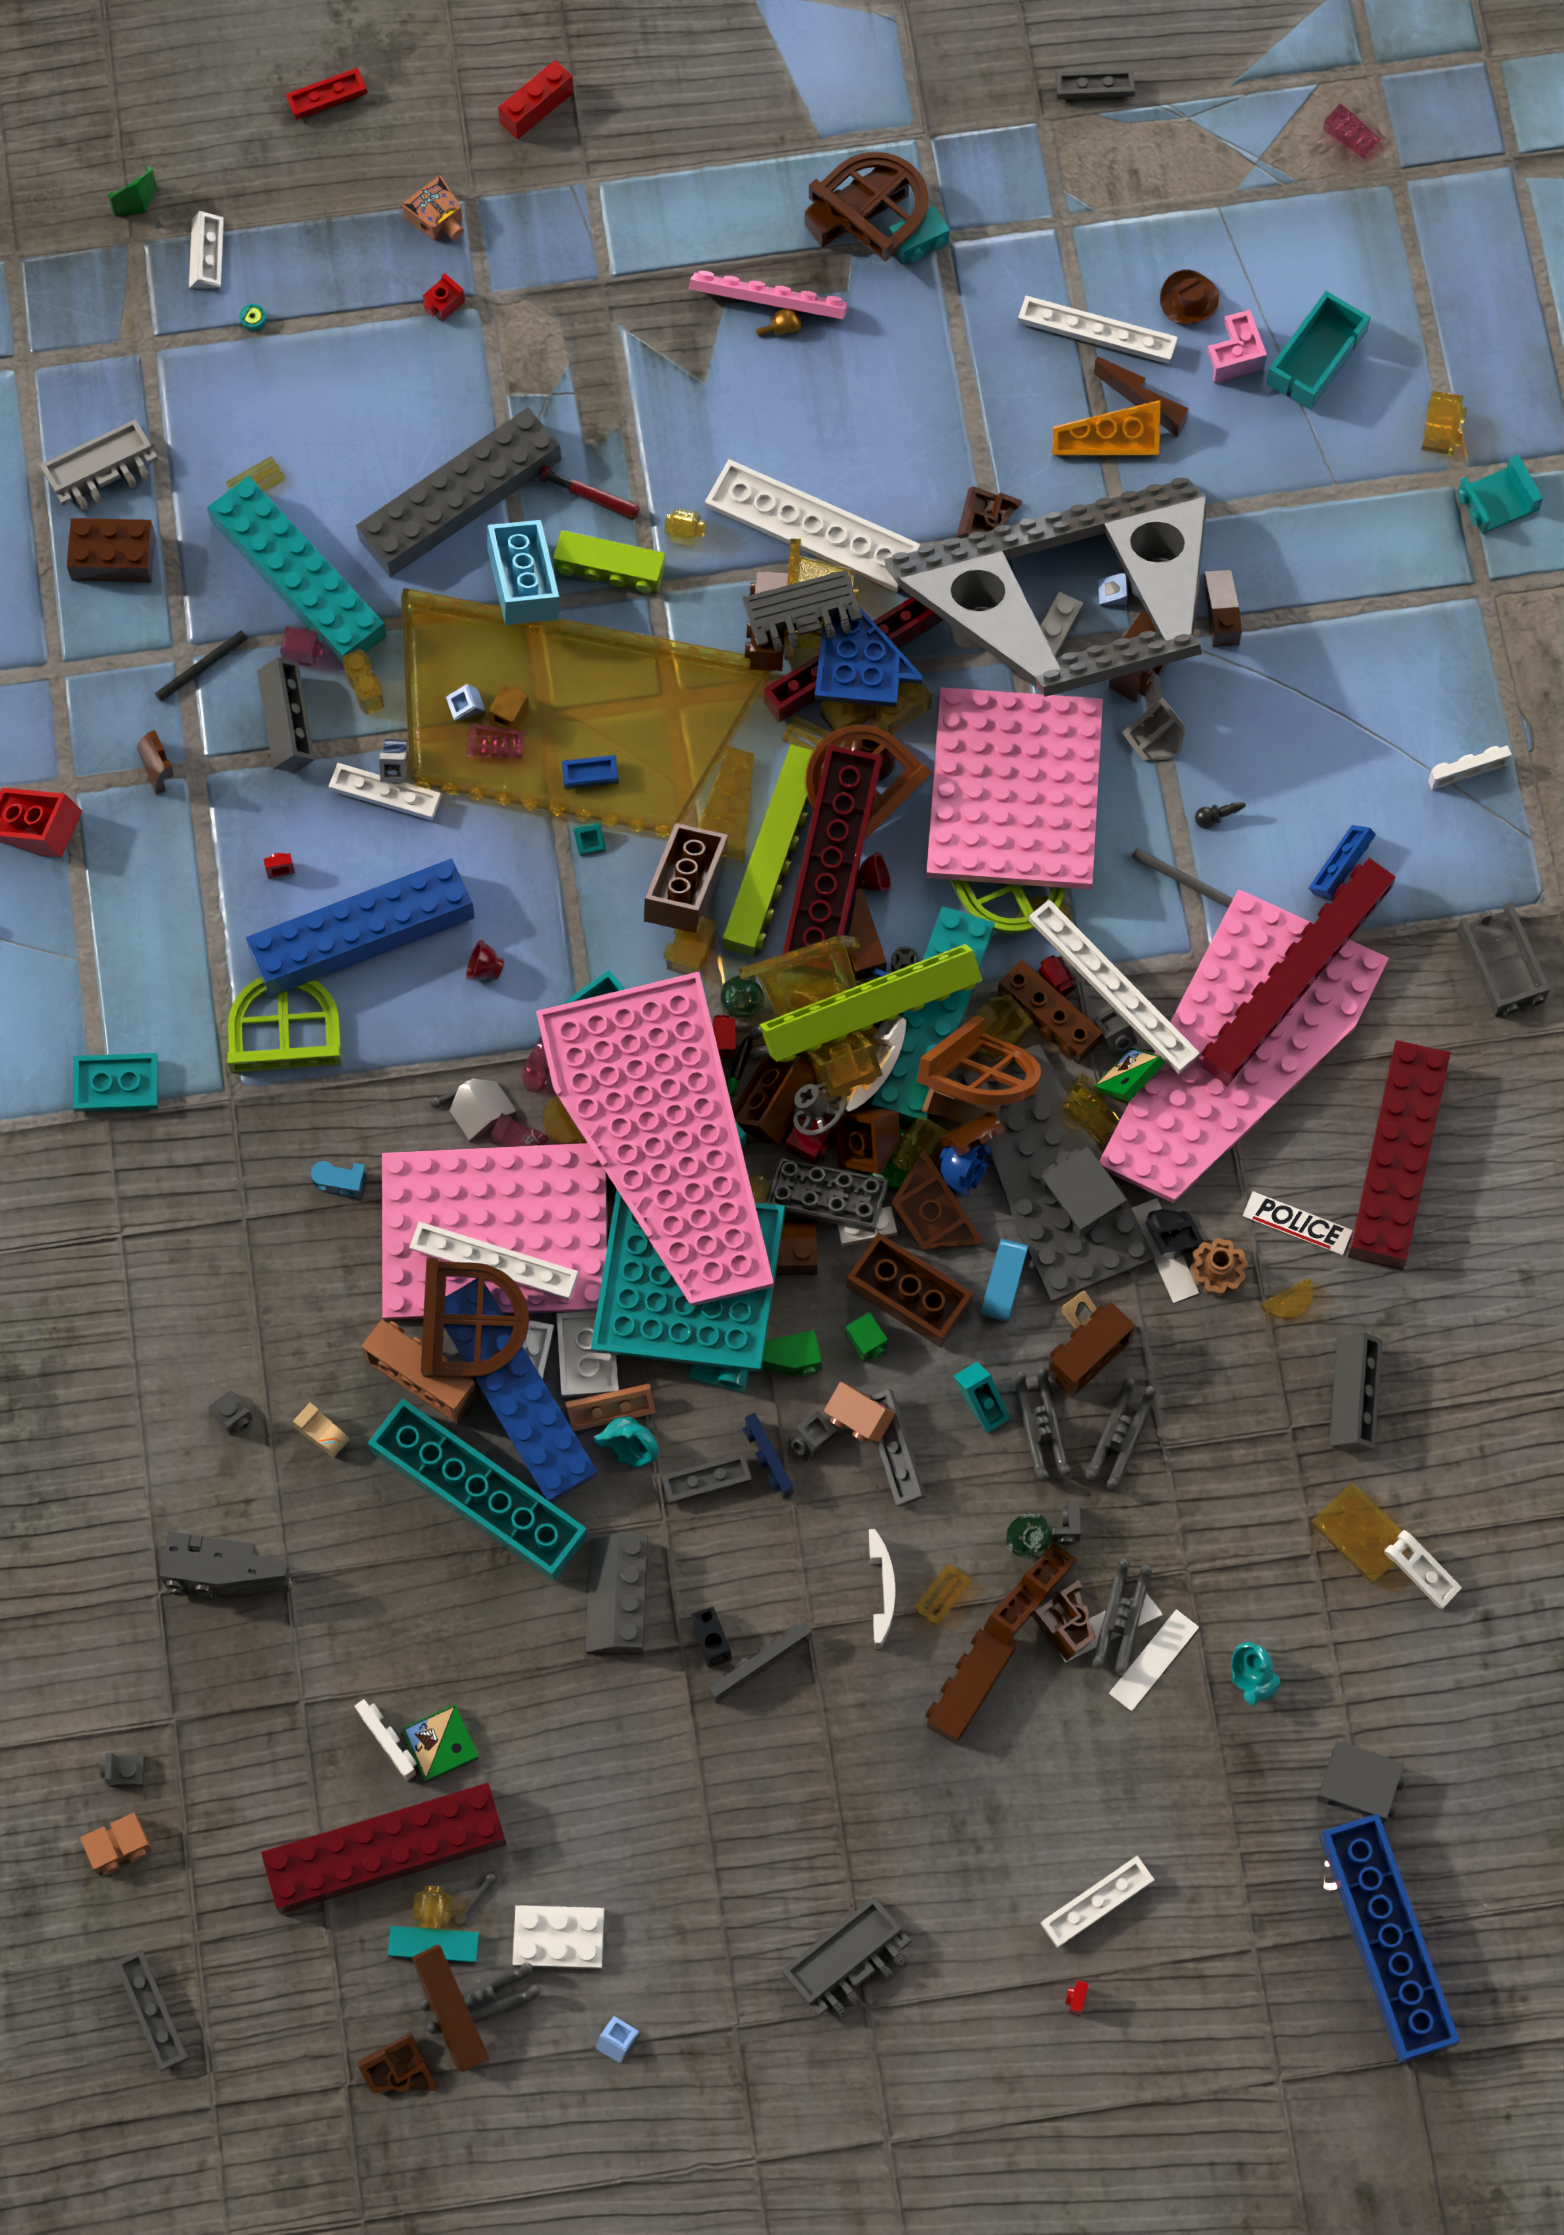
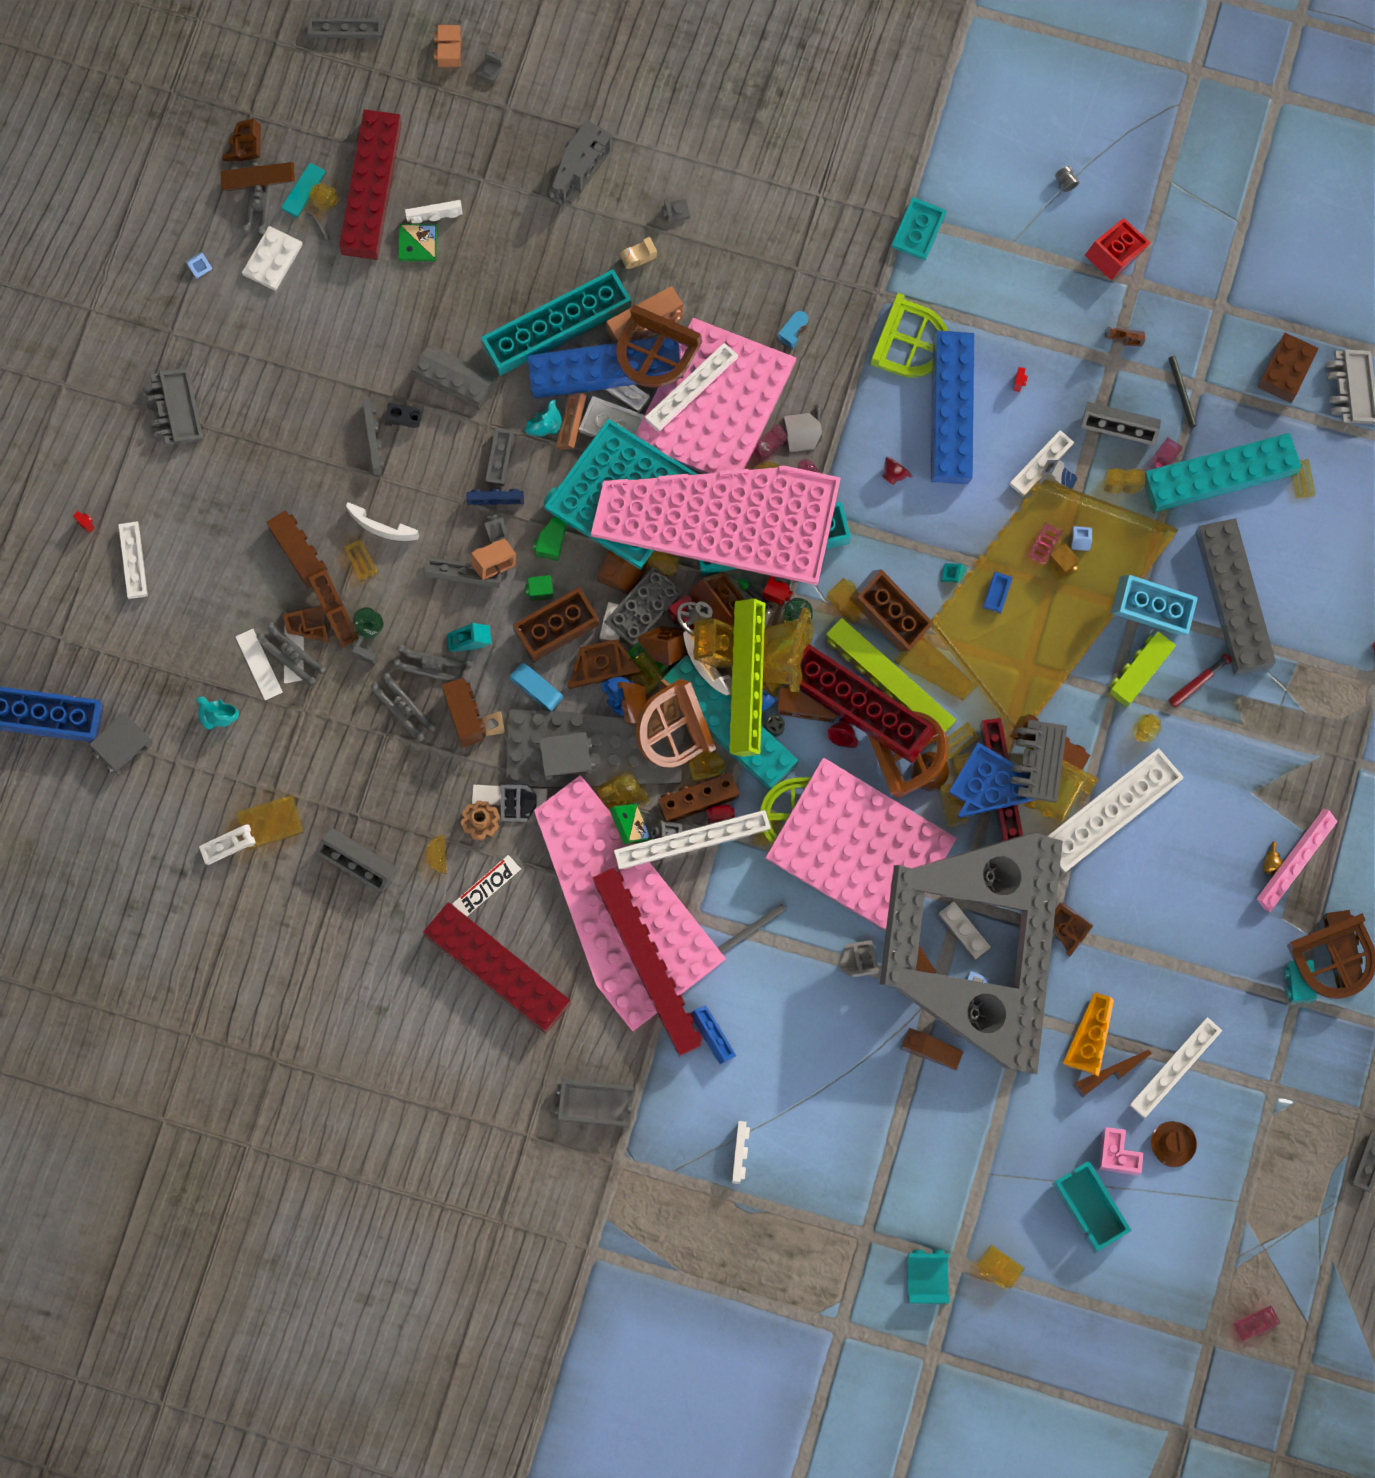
camera: 110 degrees right, 5 degrees up
(1206, 816) = (786, 967): pearl dark grey bar -> none

